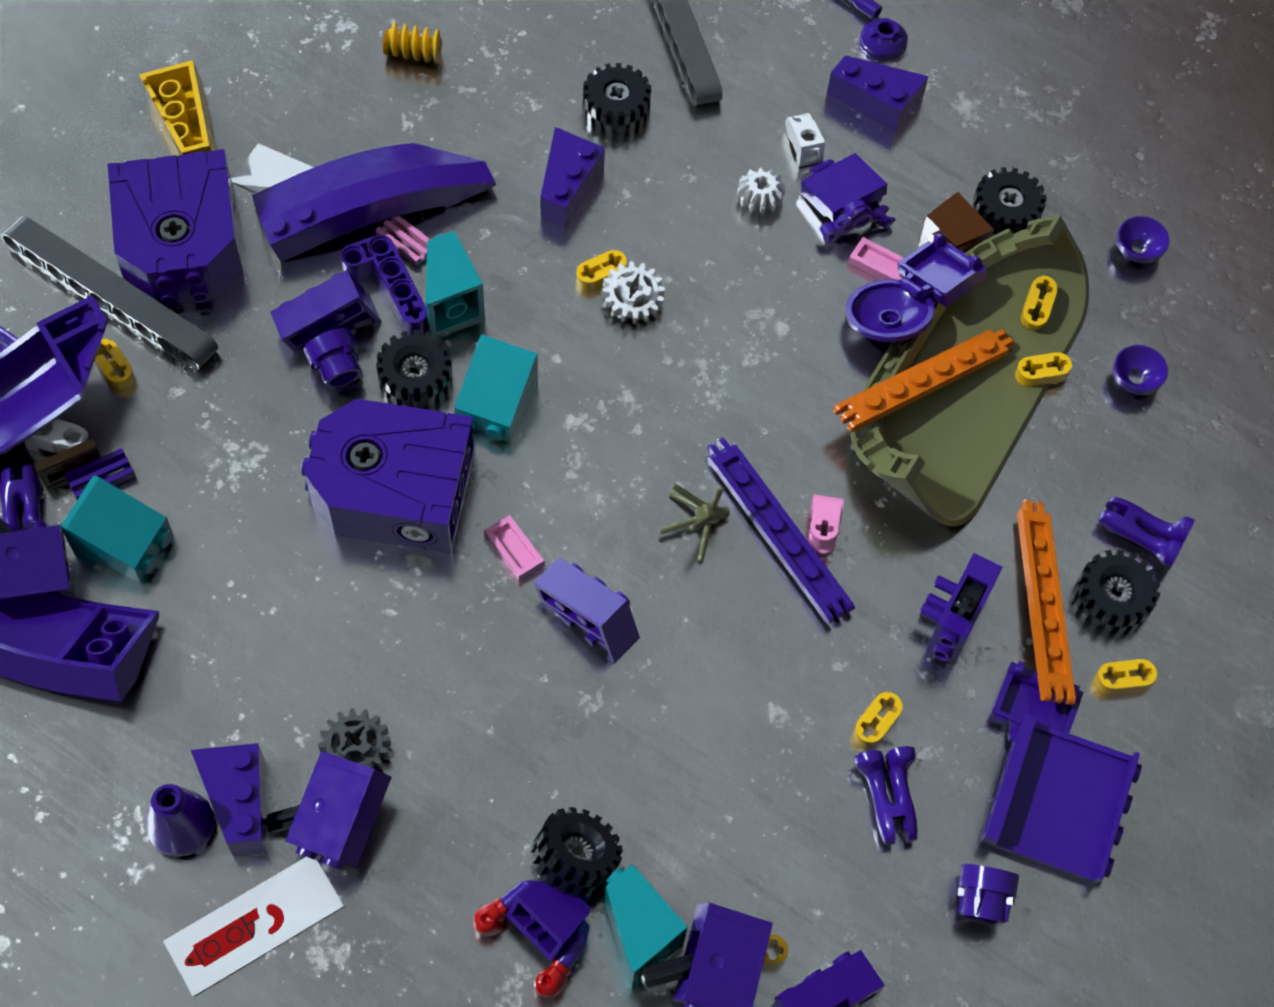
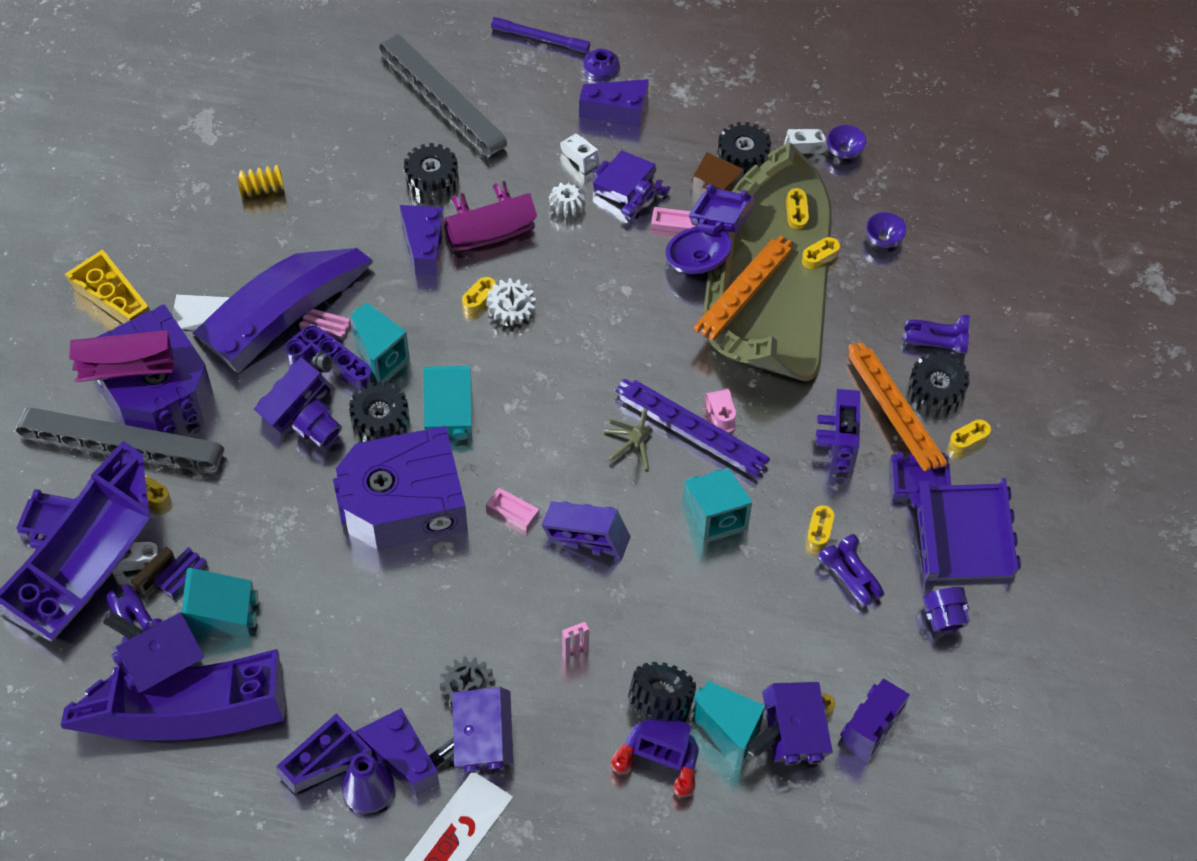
camera: 20 degrees left, 5 degrees down
(139, 194) = (122, 356): none -> magenta piece
(143, 762) = (321, 755): none -> dark purple wedge
(373, 285) = (322, 362): none -> dark grey plate
(503, 751) = (580, 640): none -> bright pink tile
(654, 185) = (490, 222): none -> magenta piece
(761, 639) = (717, 503): none -> teal slope
(1091, 221) = (807, 140): none -> white leg

